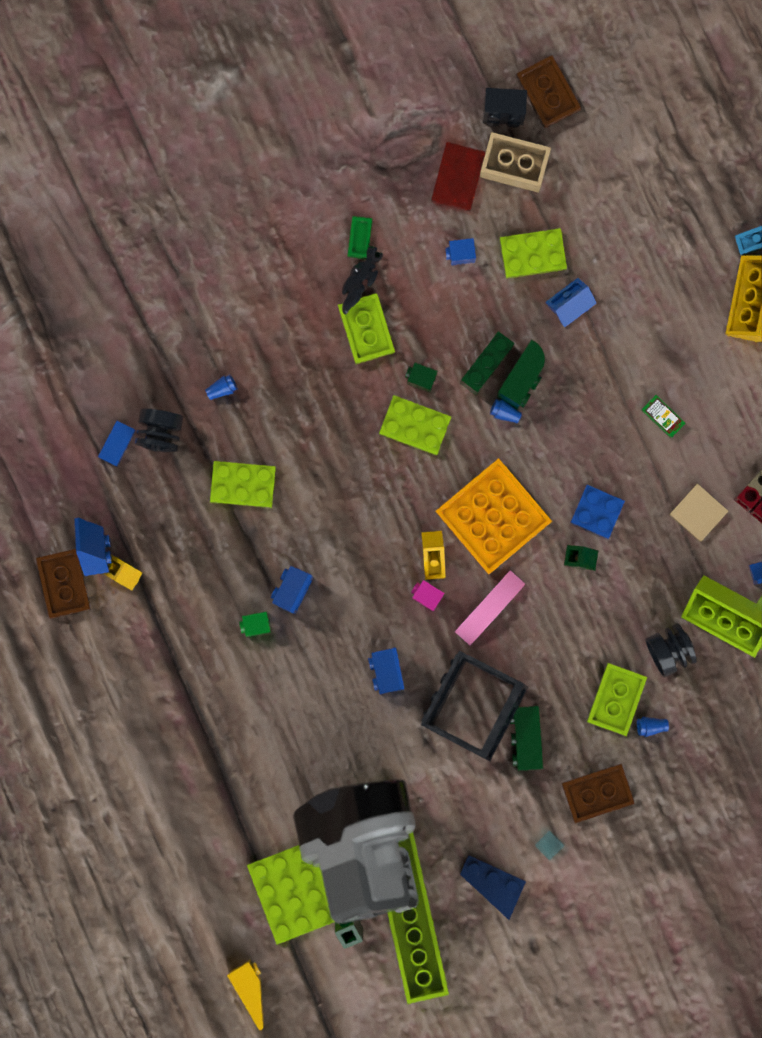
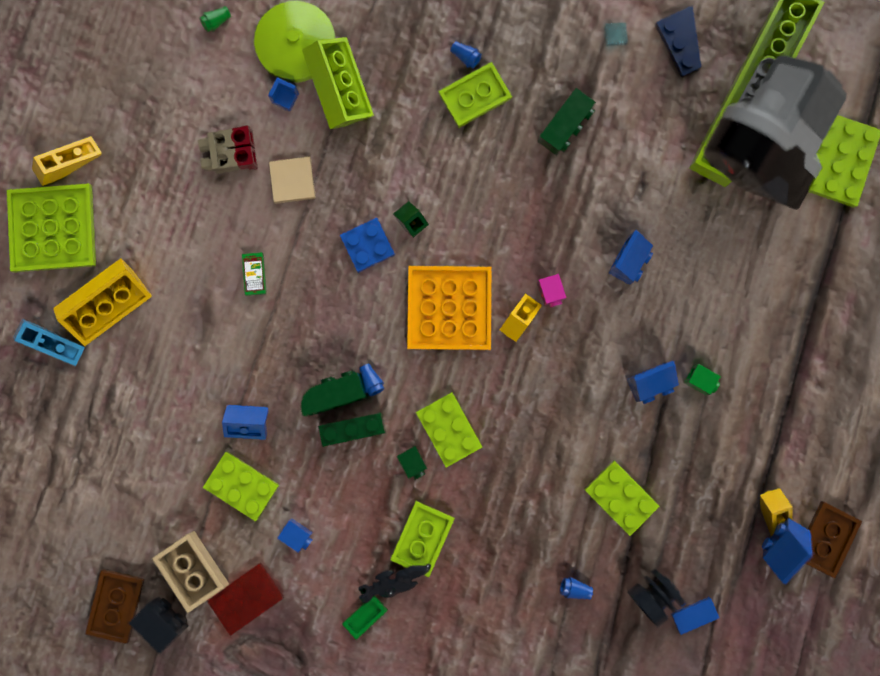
camera: 140 degrees left, 0 degrees up
(447, 683) = (608, 206): black window -> none
(490, 608) = (511, 241): bright pink slope -> none
(598, 793) = (548, 39): reddish brown plate -> none
(671, 650) = (403, 93): black wheel -> none

